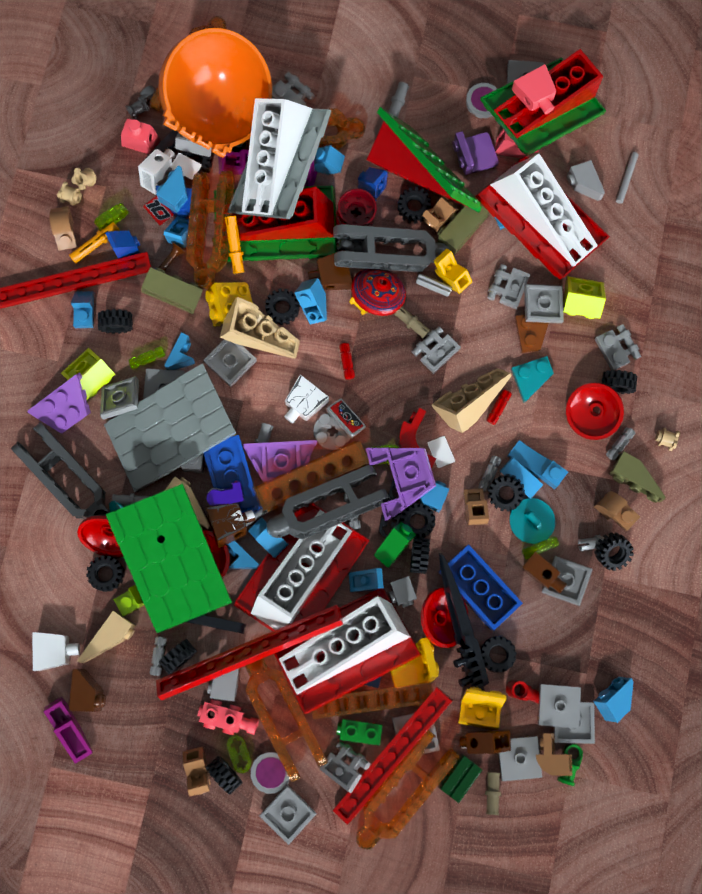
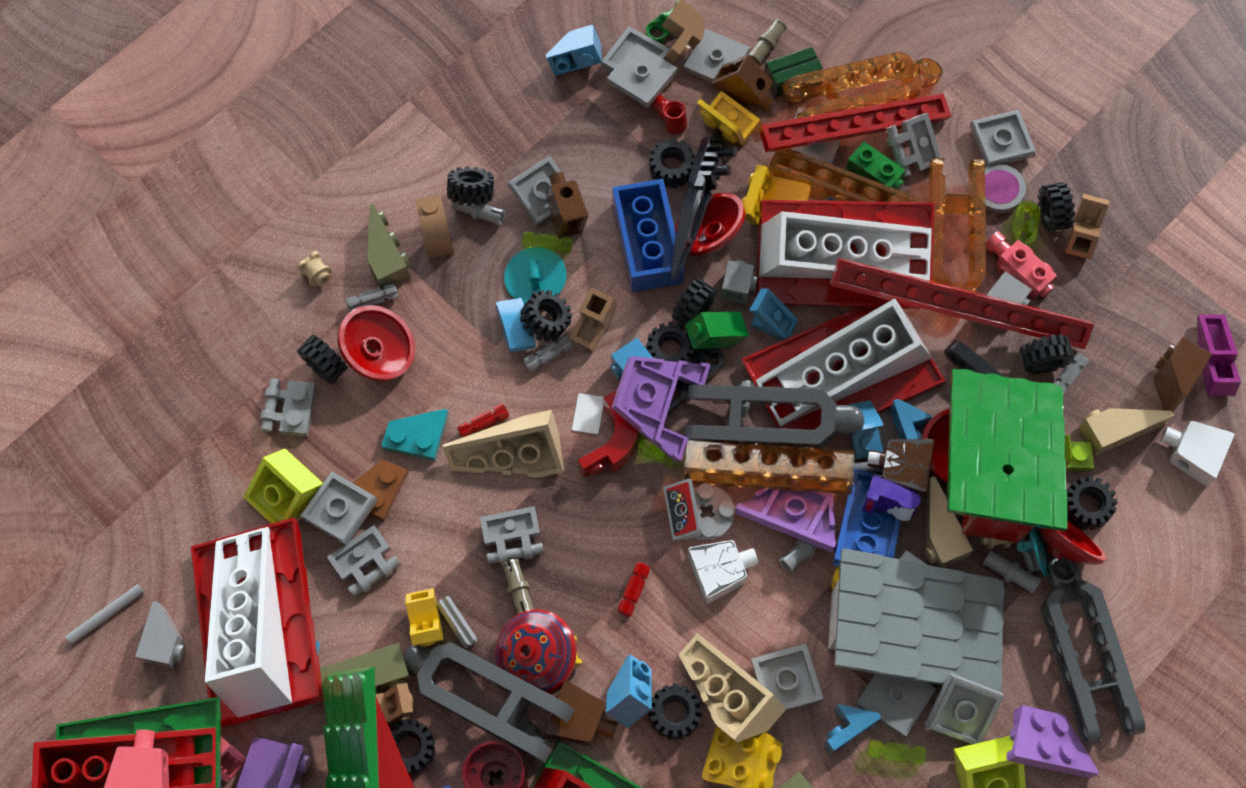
camera: 145 degrees left, 10 degrees down
(538, 465) = (486, 328): dark azure slope -> none

